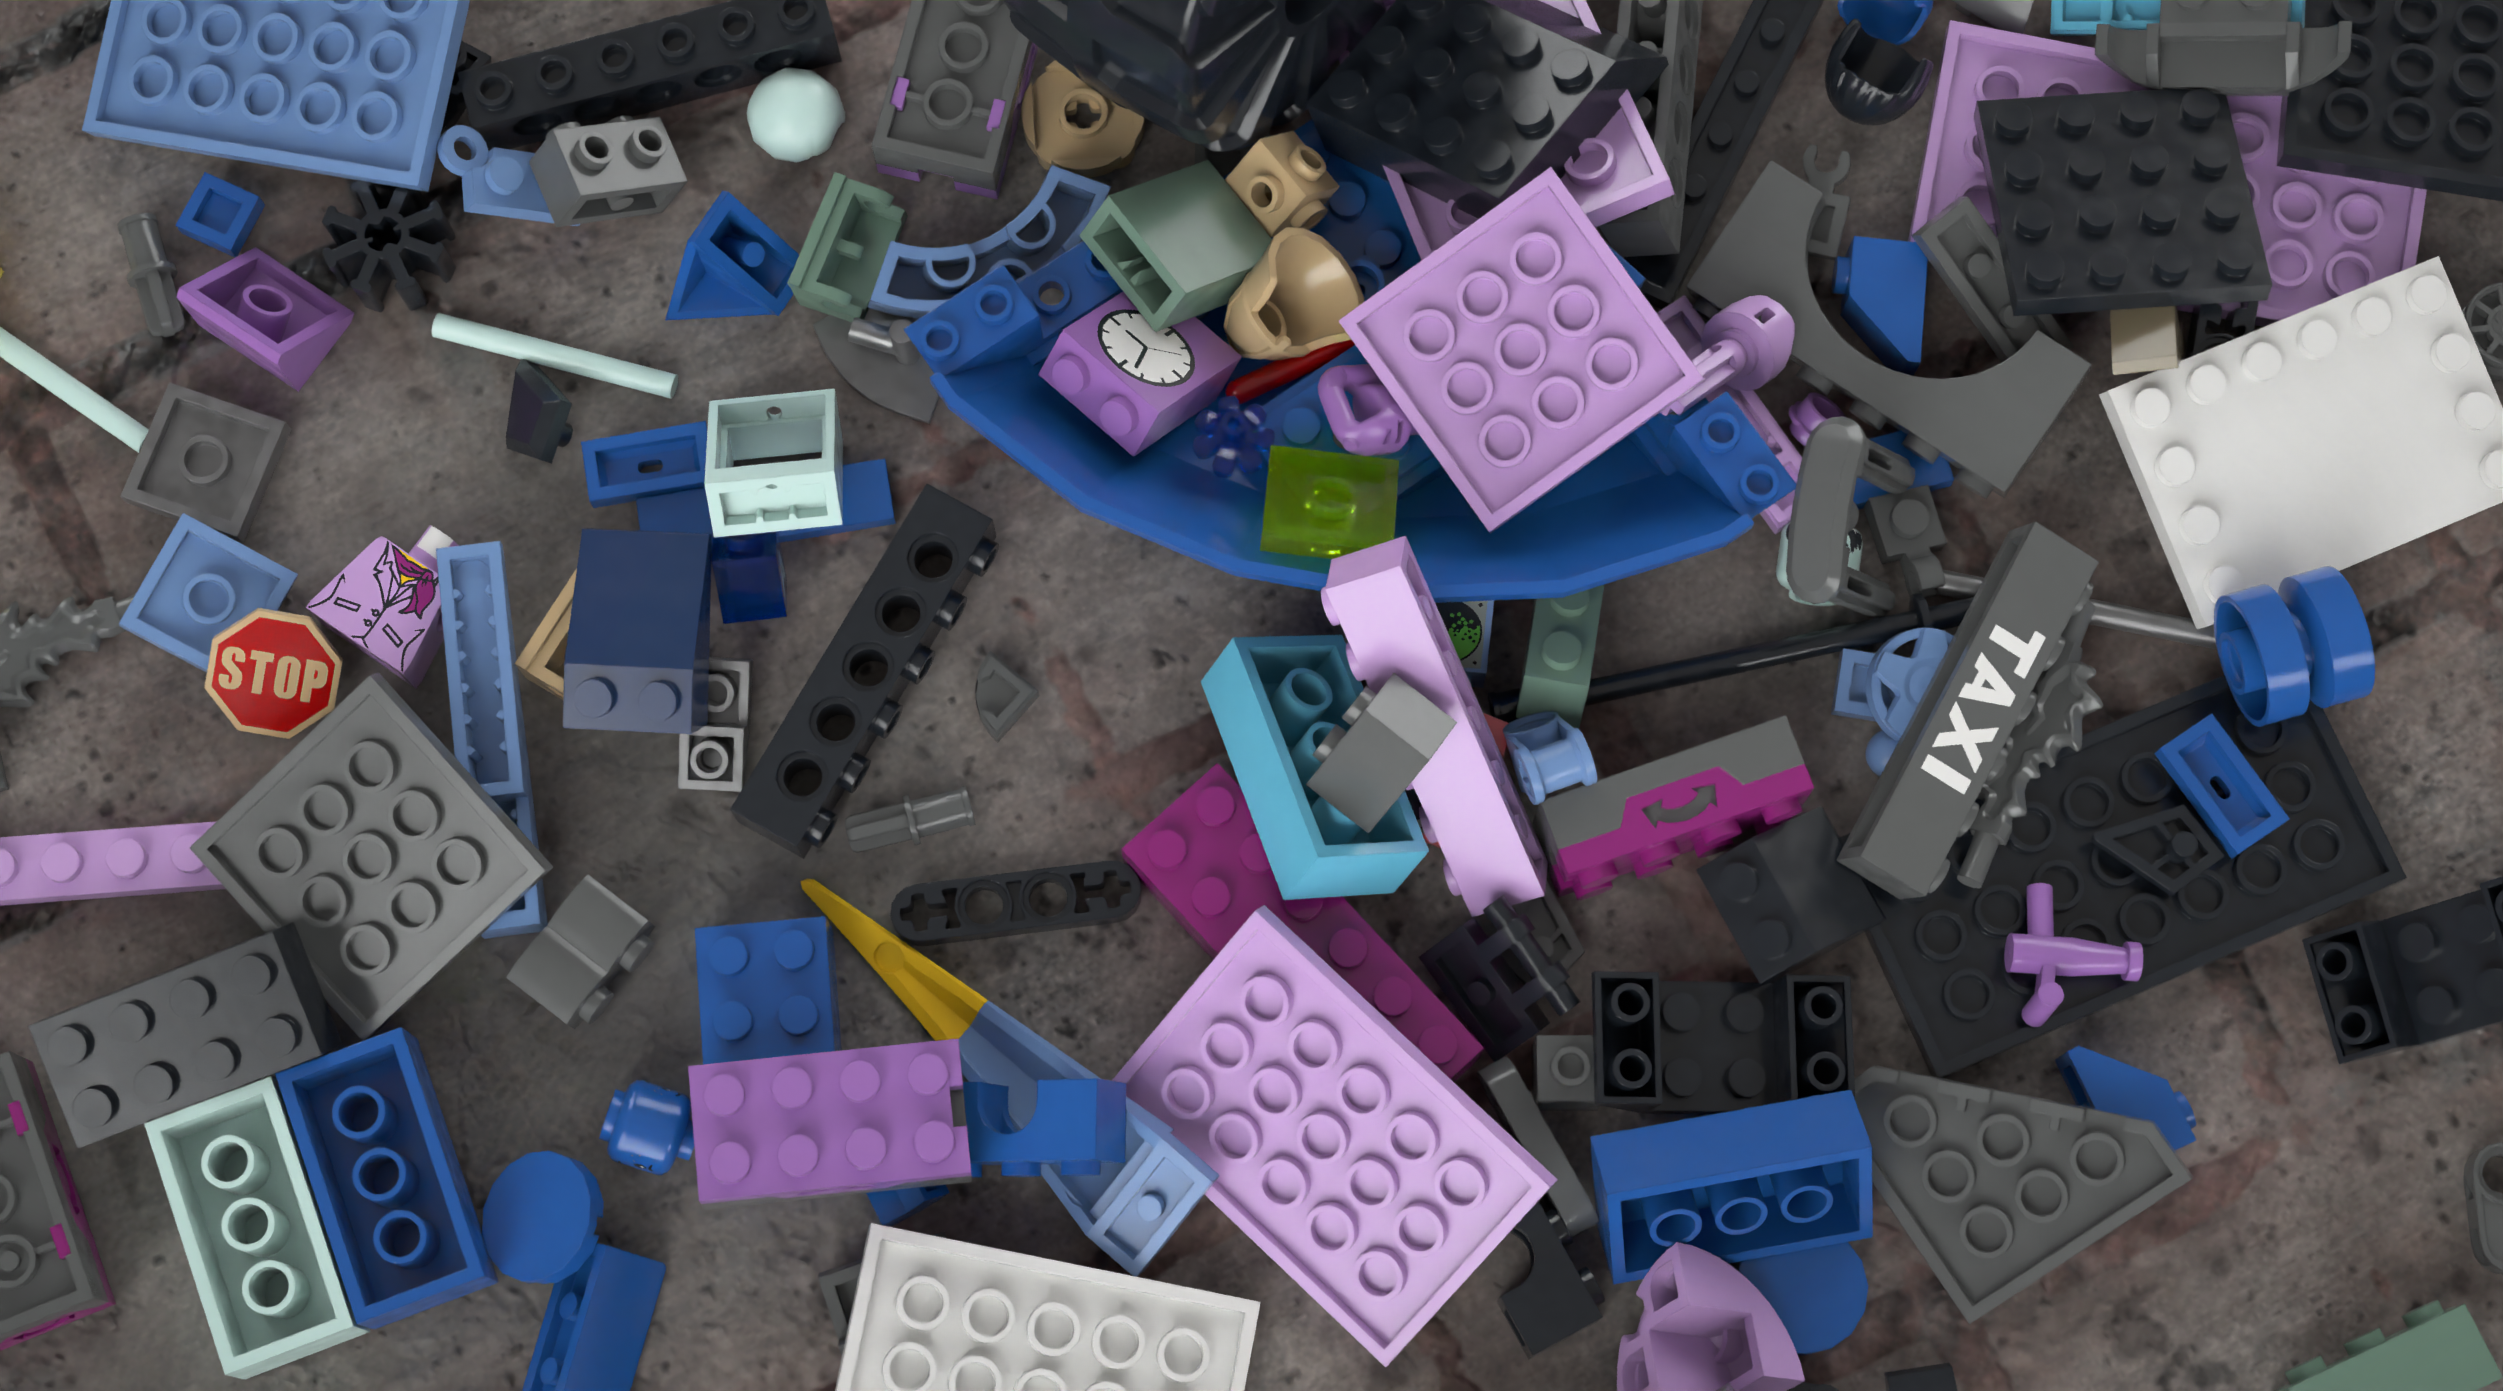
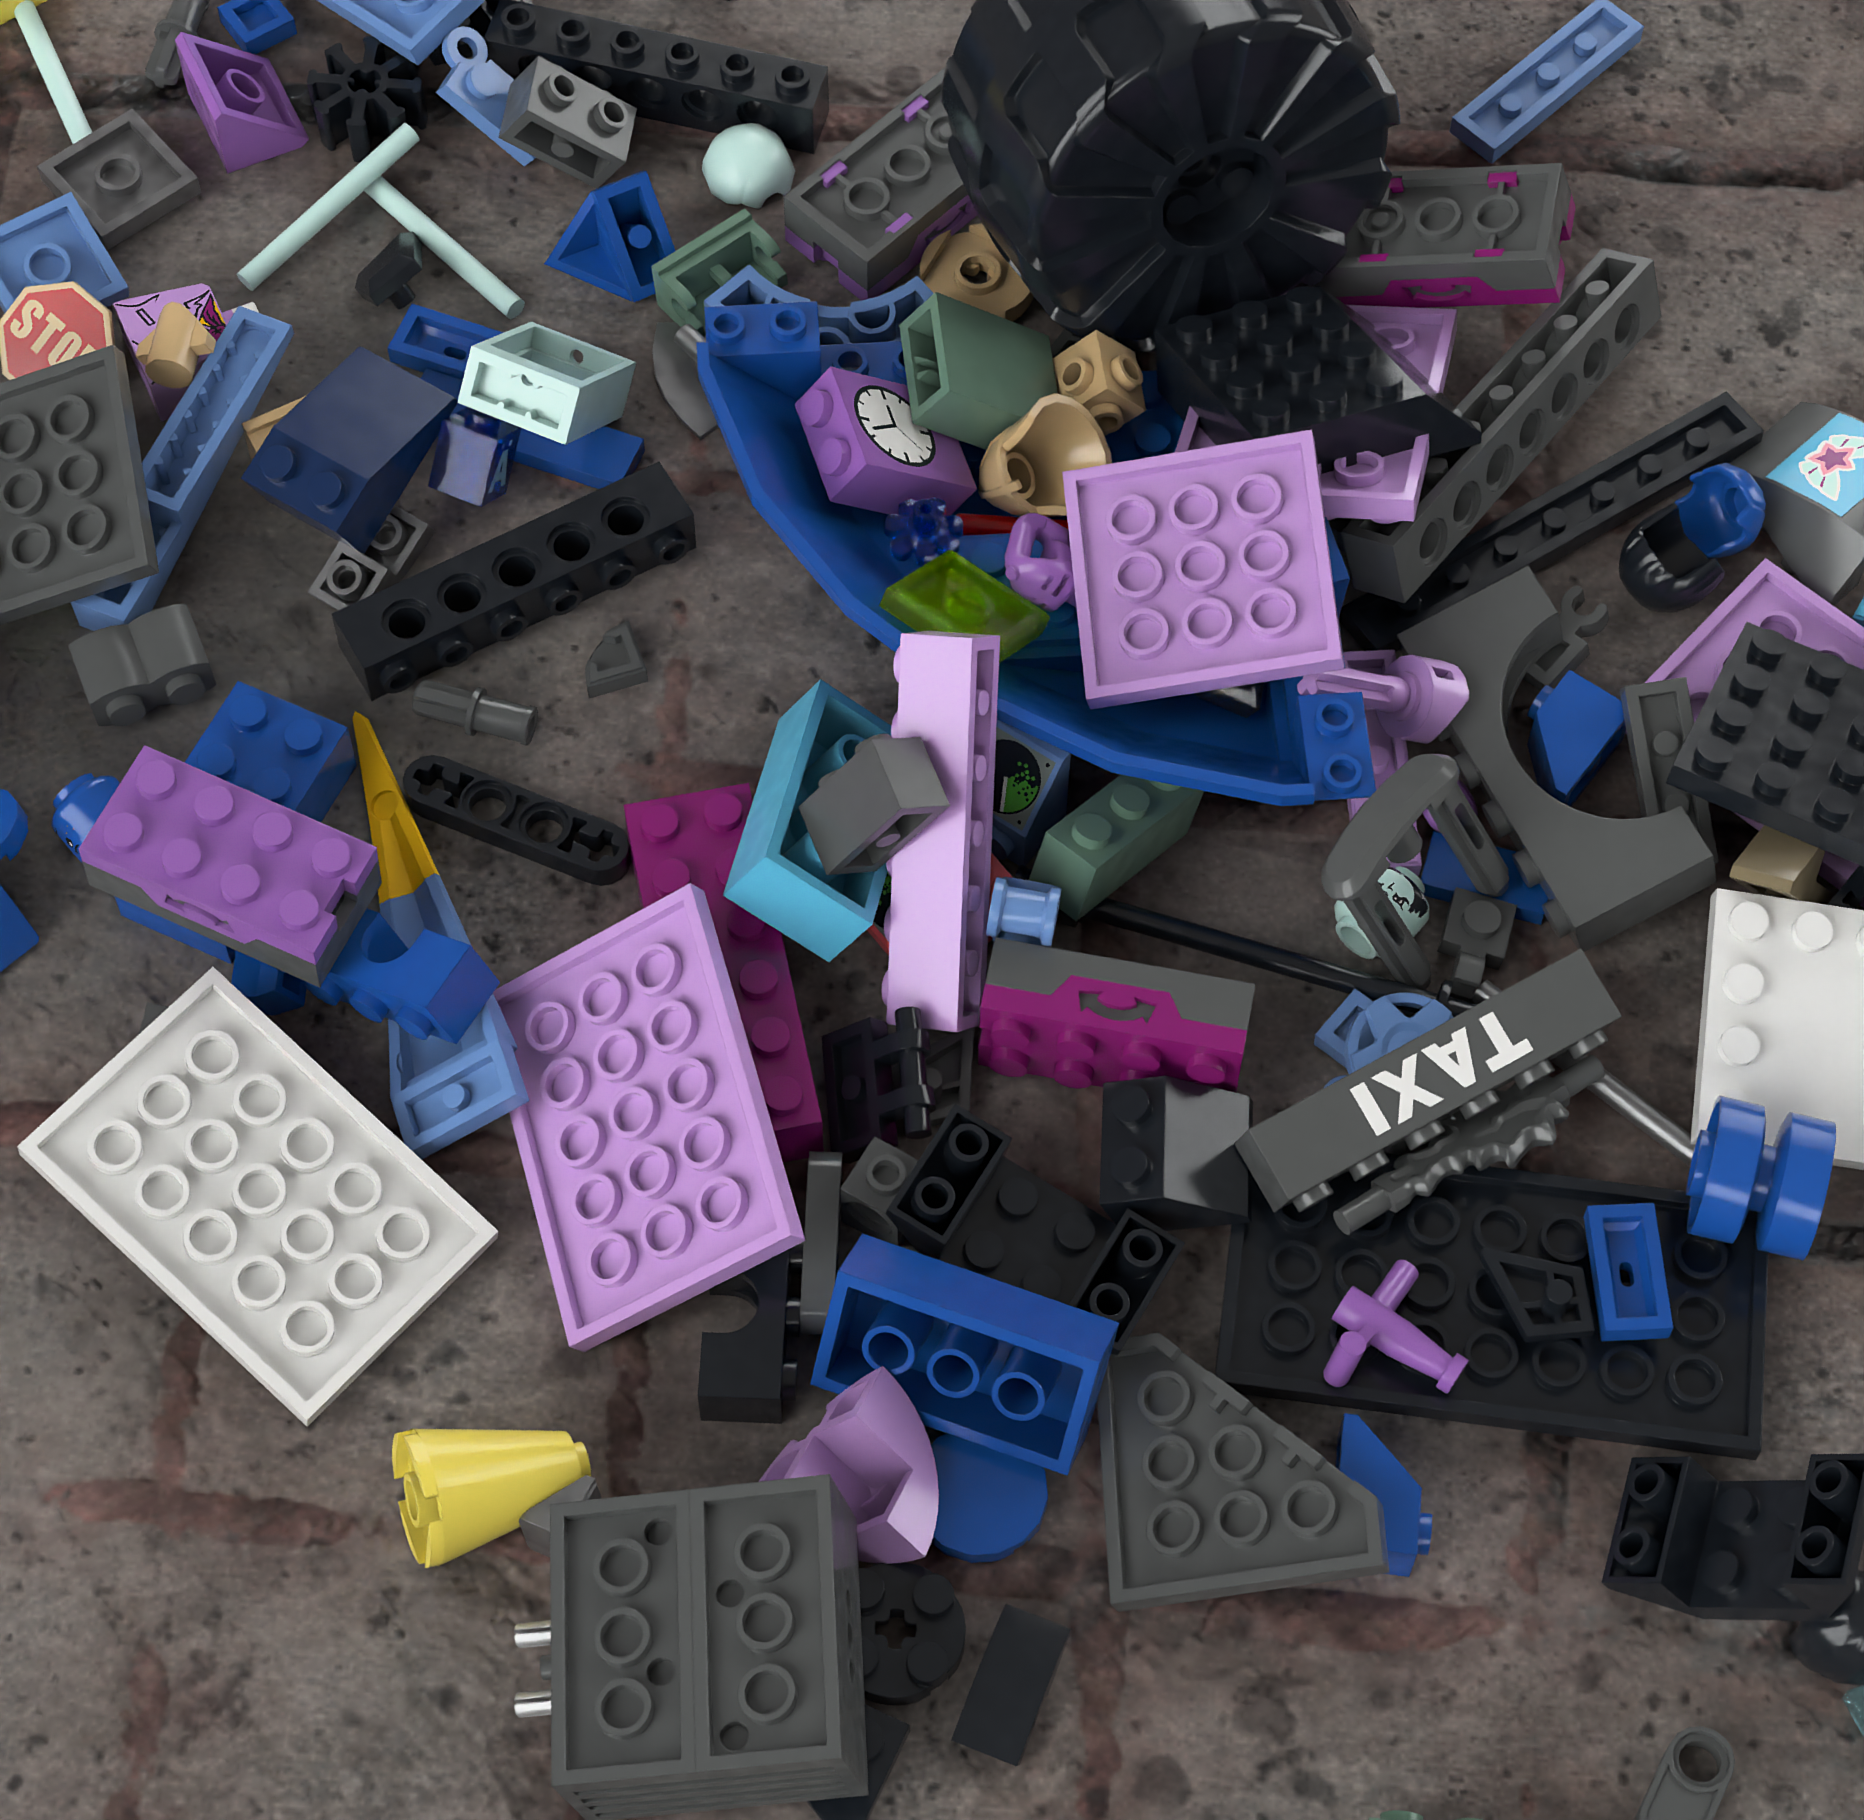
camera: 30 degrees right, 15 degrees down
(405, 625) = (174, 347): none -> tan piece
(429, 380) = (328, 207): none -> light aqua bar

